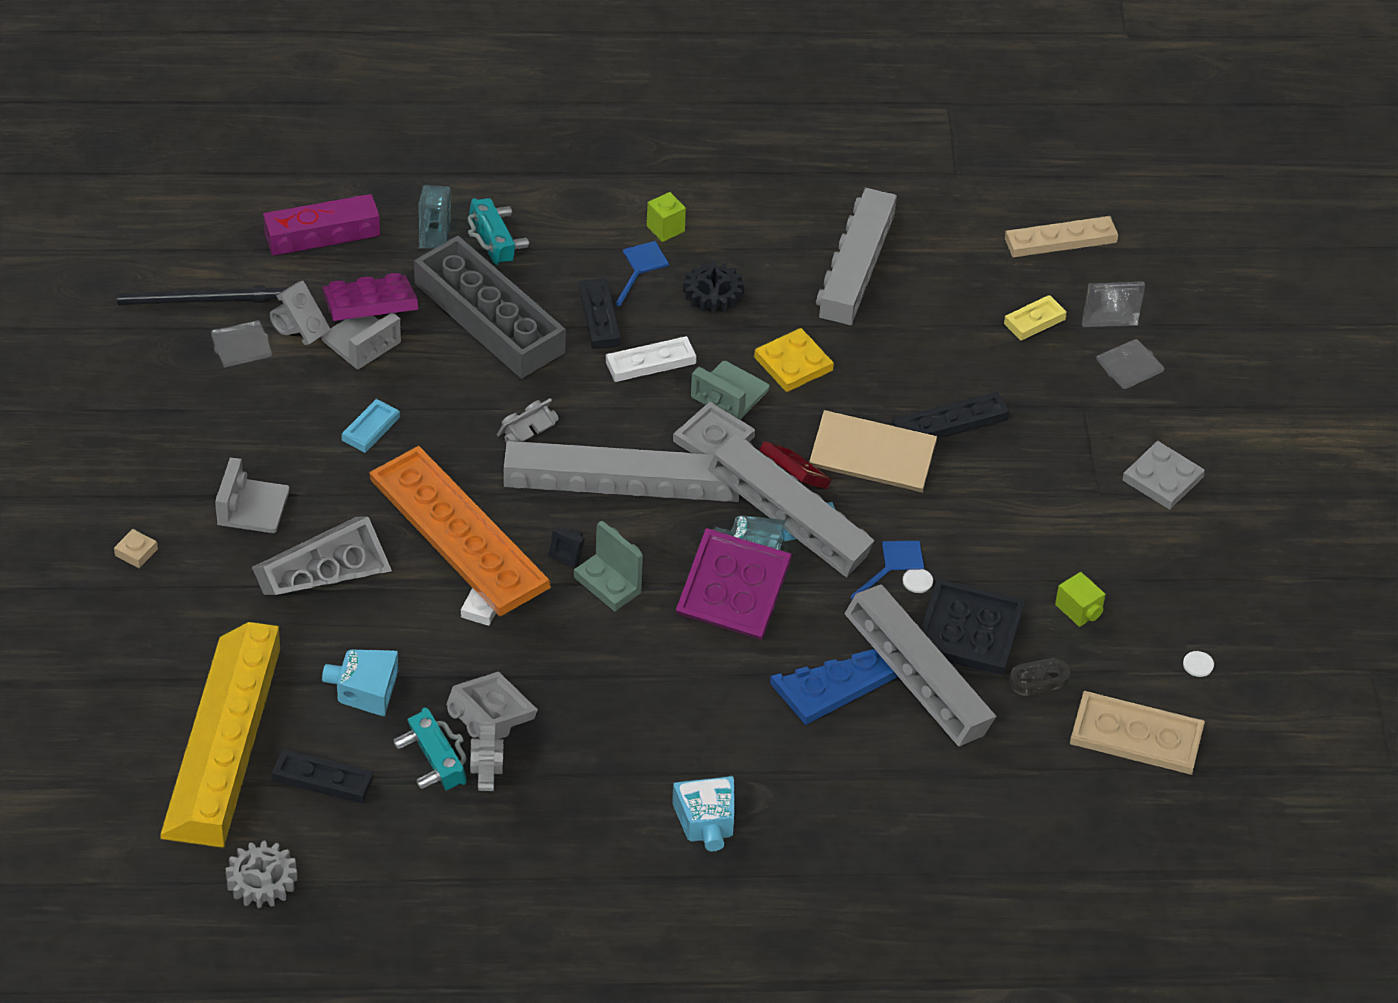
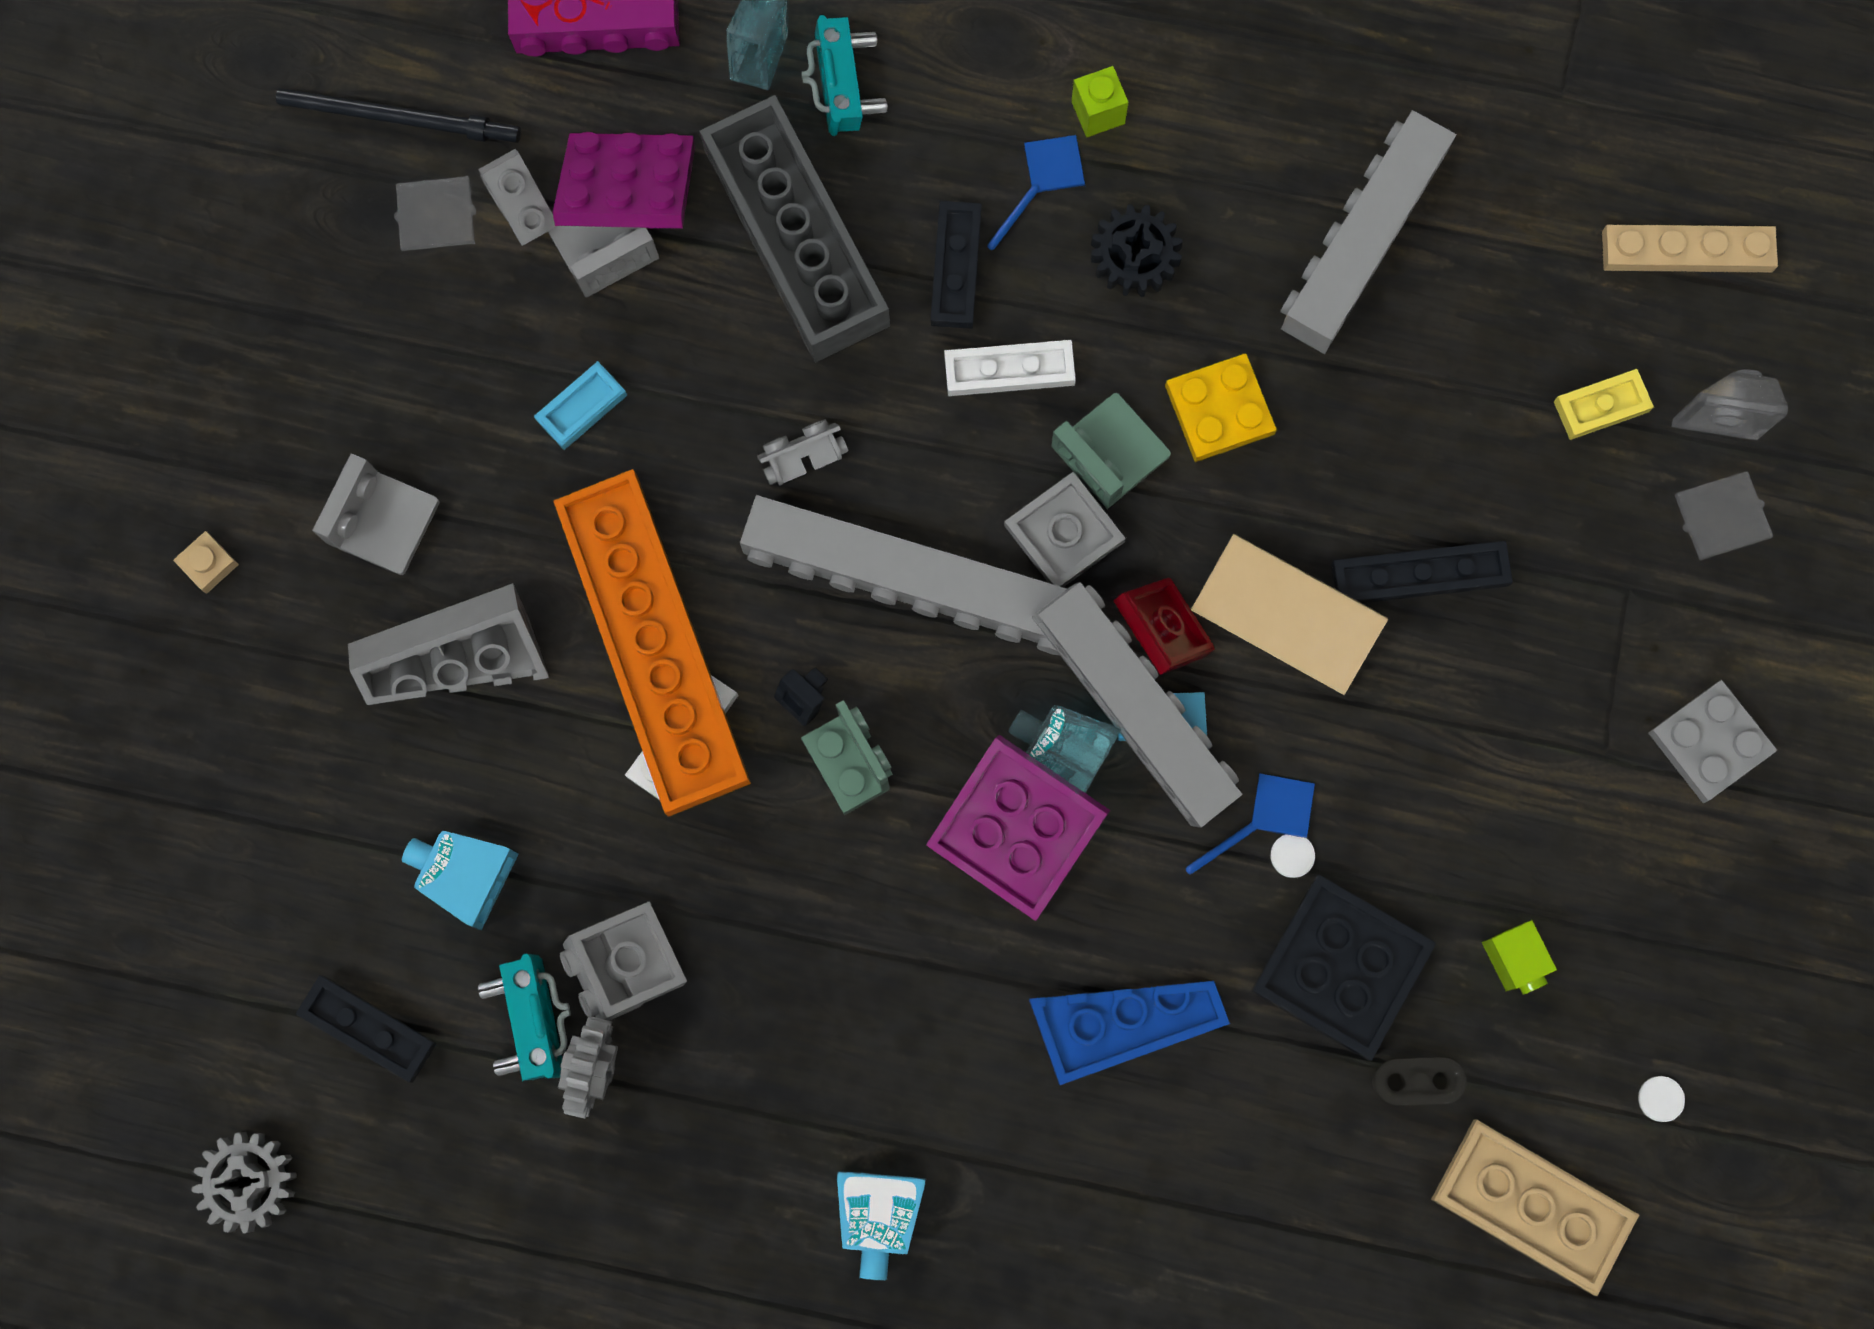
camera: 20 degrees right, 30 degrees up
(223, 736) = (248, 929): yellow slope -> none
(920, 665) = (1247, 1041): light grey brick -> none

